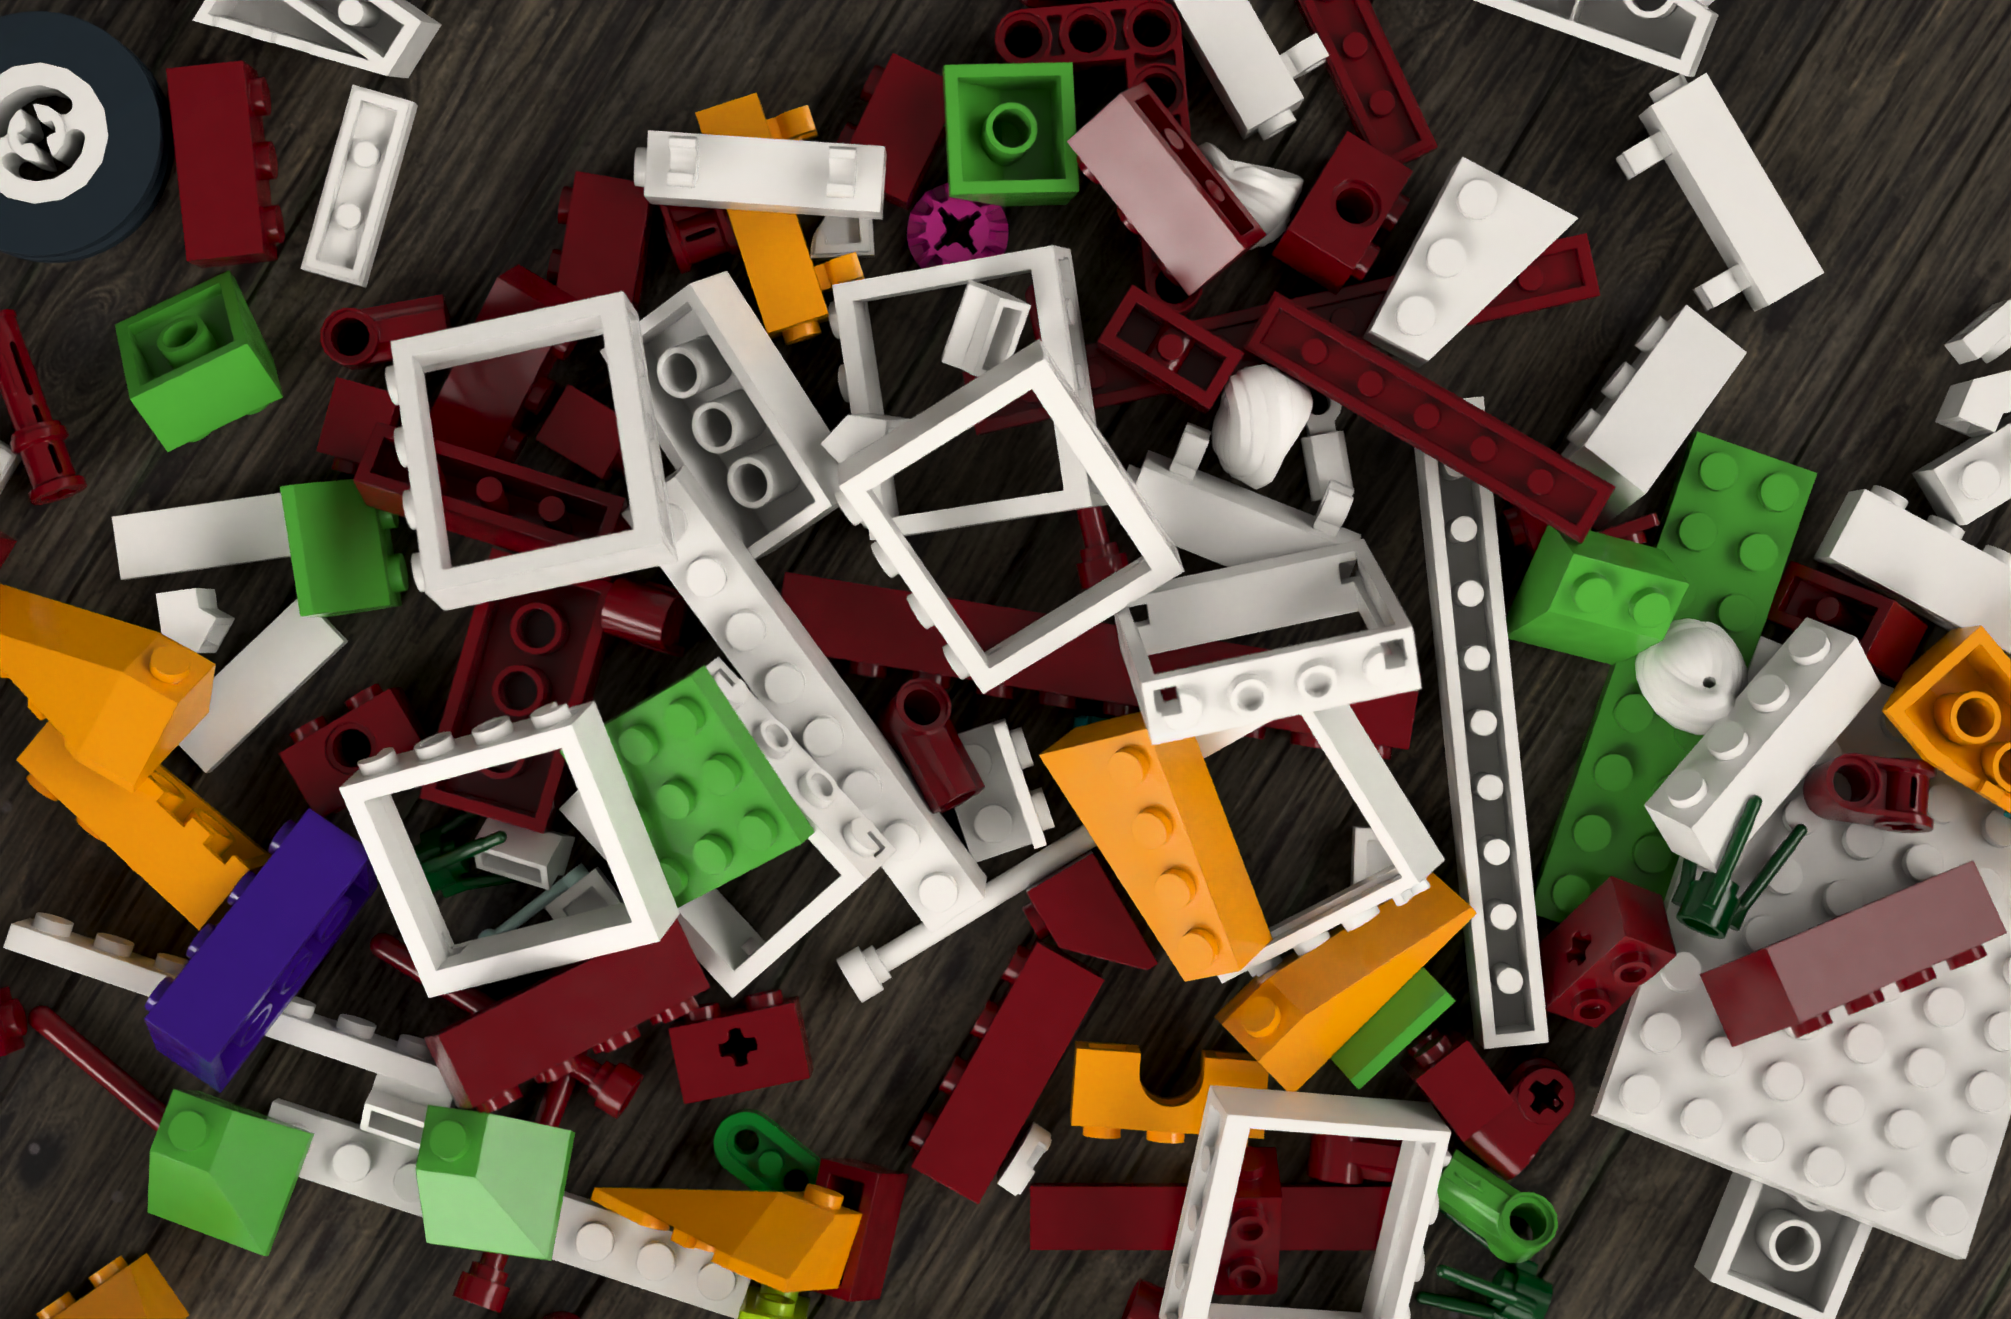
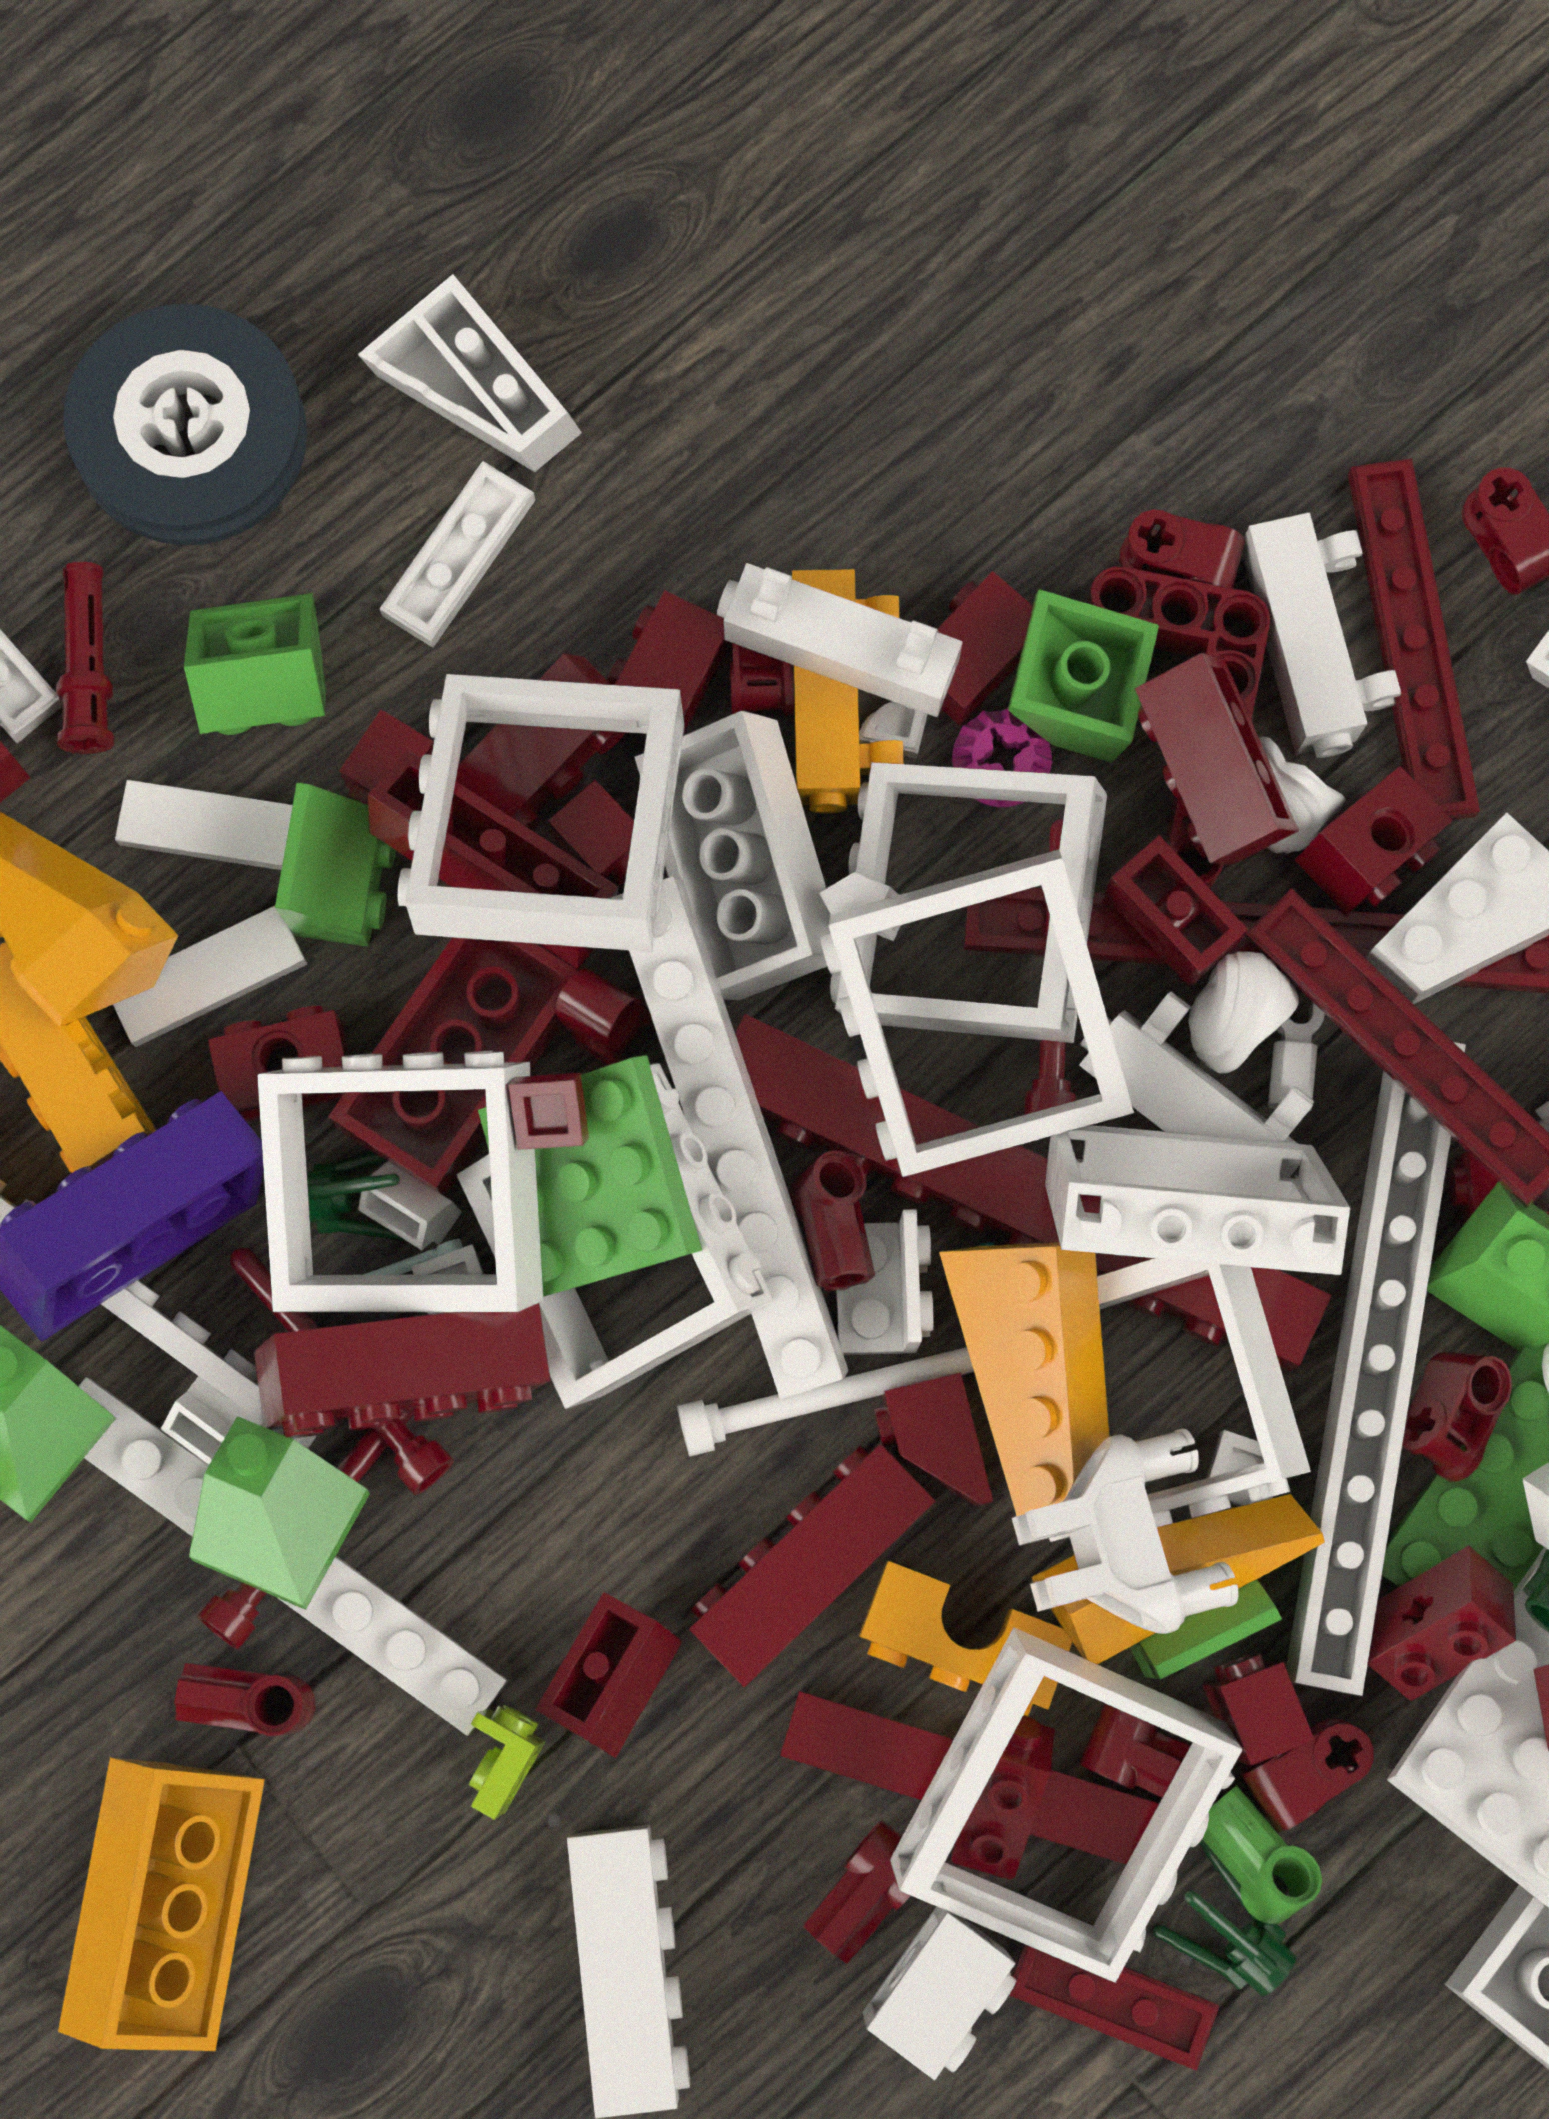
camera: 15 degrees right, 10 degrees down
(193, 619) = (171, 891): white piece -> none
(224, 164) = (341, 495): dark red brick -> none
(384, 325) = (433, 674): dark red piece -> none
(628, 748) = (548, 1111): none -> plate
(713, 1071) = (521, 1477): dark red brick -> none
(767, 1164) = (550, 1587): green plate -> none
(767, 1236) = (526, 1638): light orange wedge -> none
(984, 329) = (1007, 832): white piece -> none
(1019, 1165) = (802, 1661): white tile -> none
(1282, 982) = (1119, 1541): none -> white connector
(1567, 740) = (1456, 1407): none -> dark red piece

